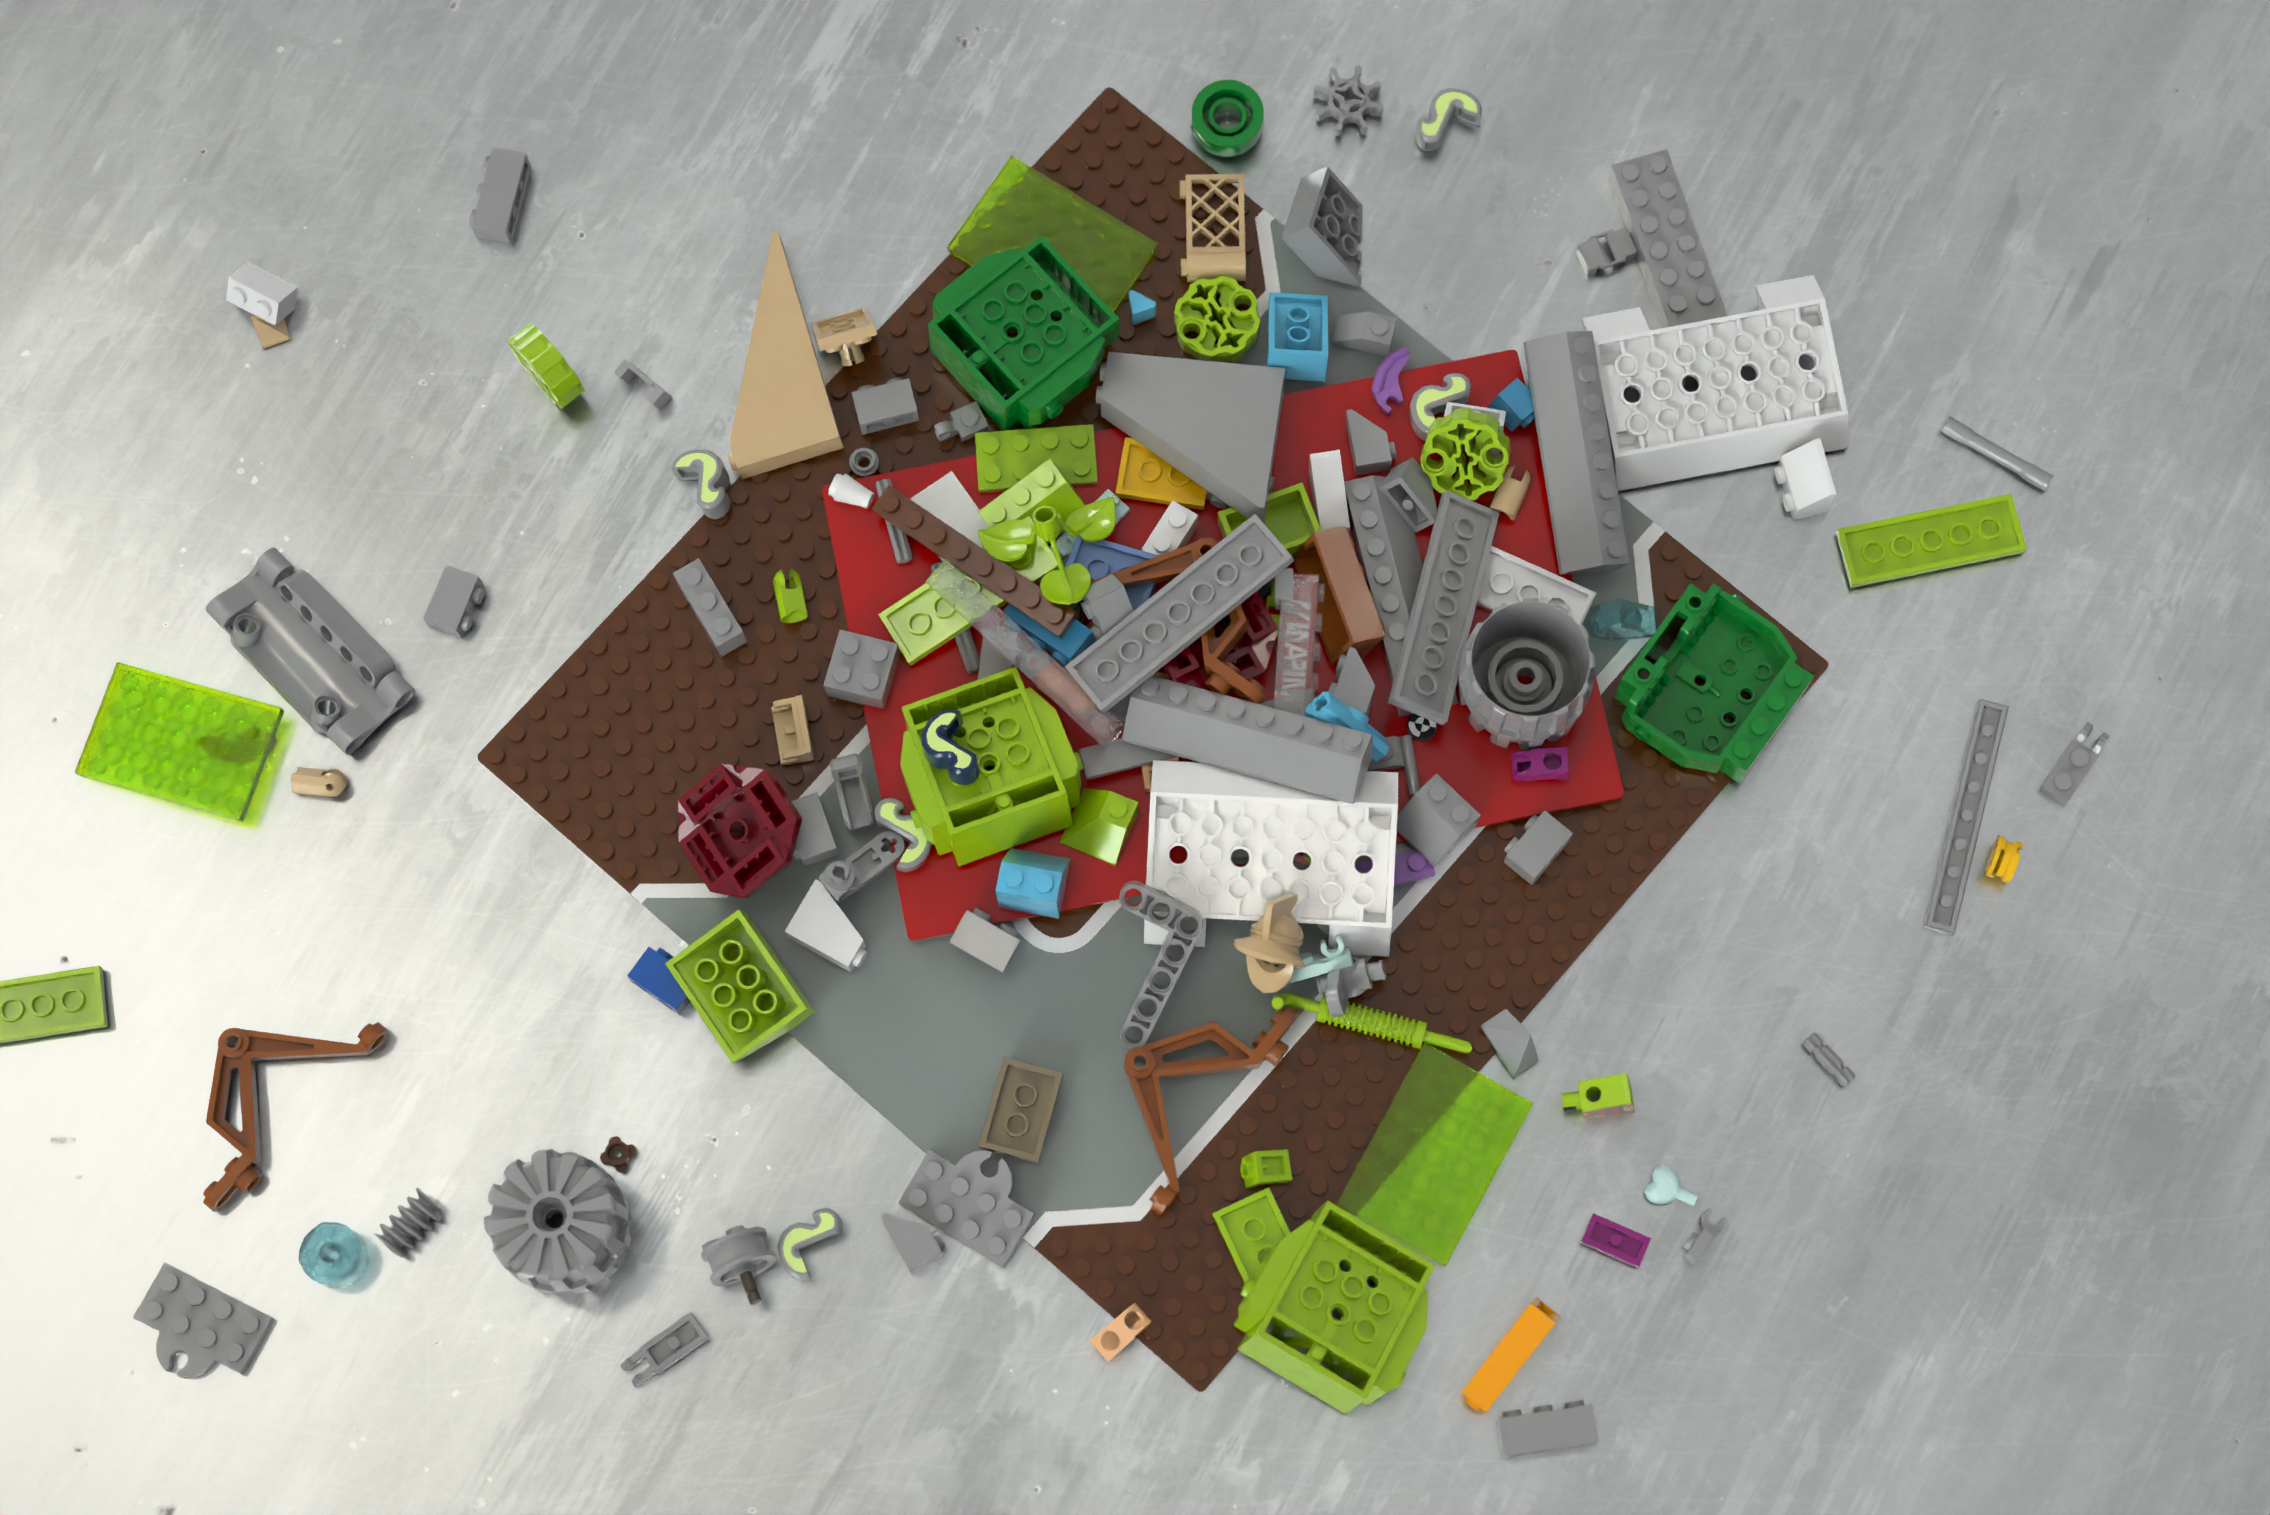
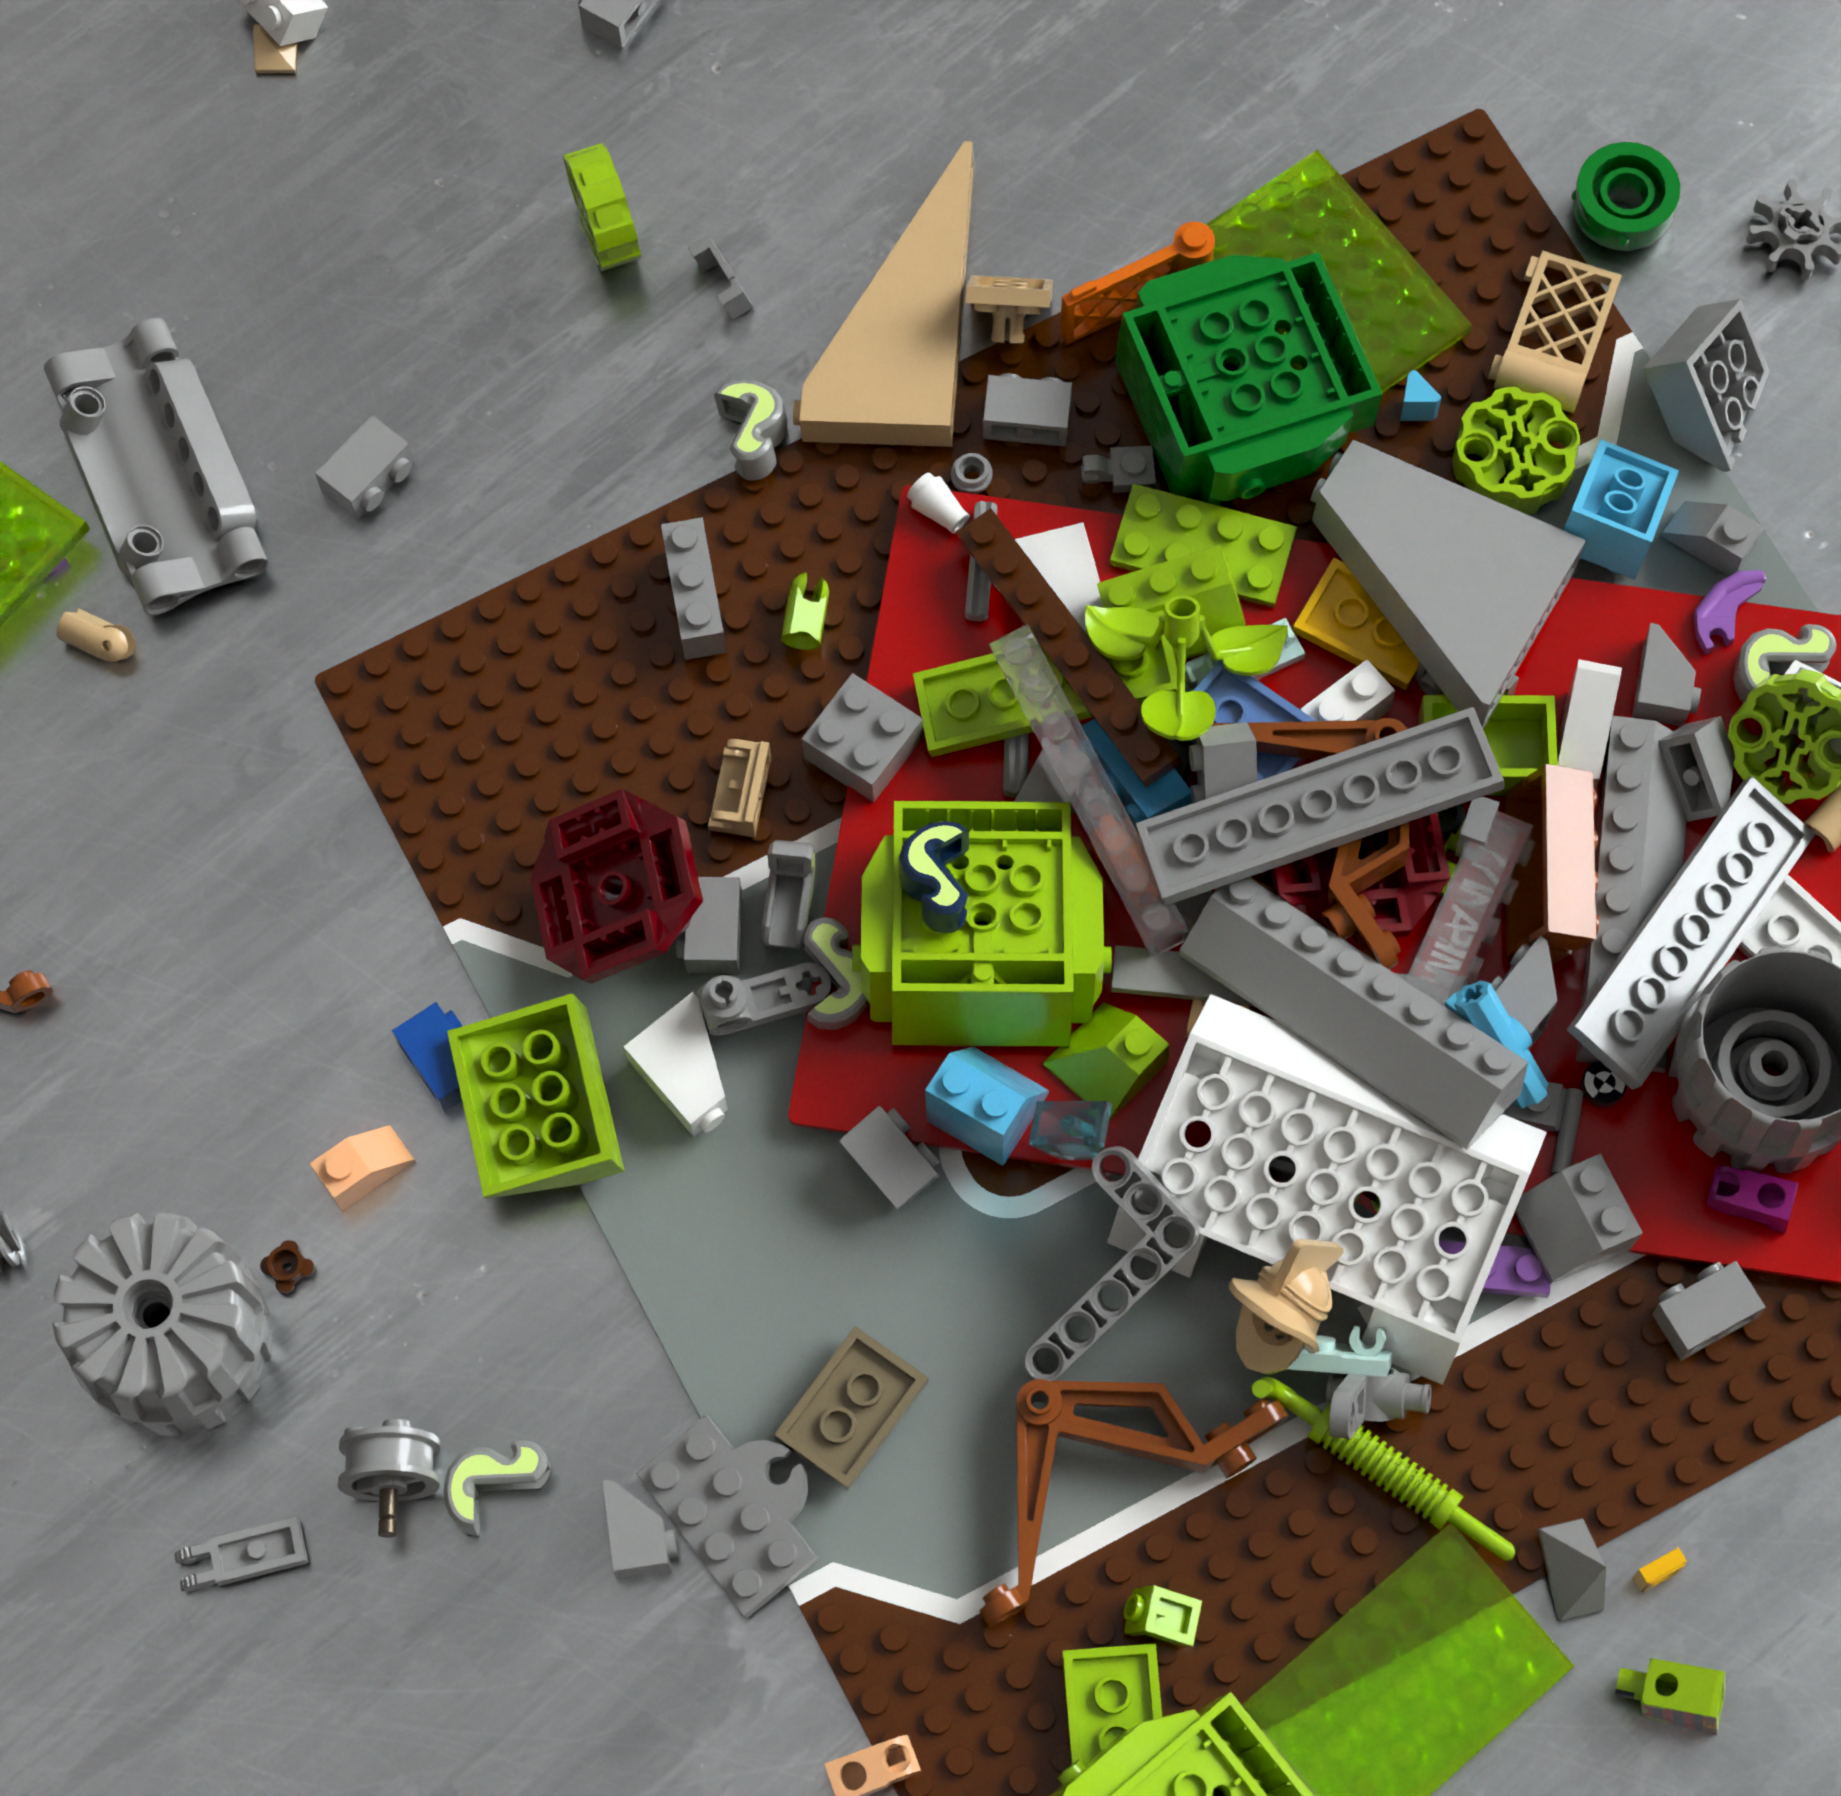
camera: 20 degrees right, 5 degrees down
(641, 1070) = (361, 1165): none -> light nougat slope
(955, 261) = (1116, 293): none -> orange piece
(1095, 879) = (1070, 1128): none -> clear light blue slope
(1564, 1023) = (1660, 1570): none -> yellow tile

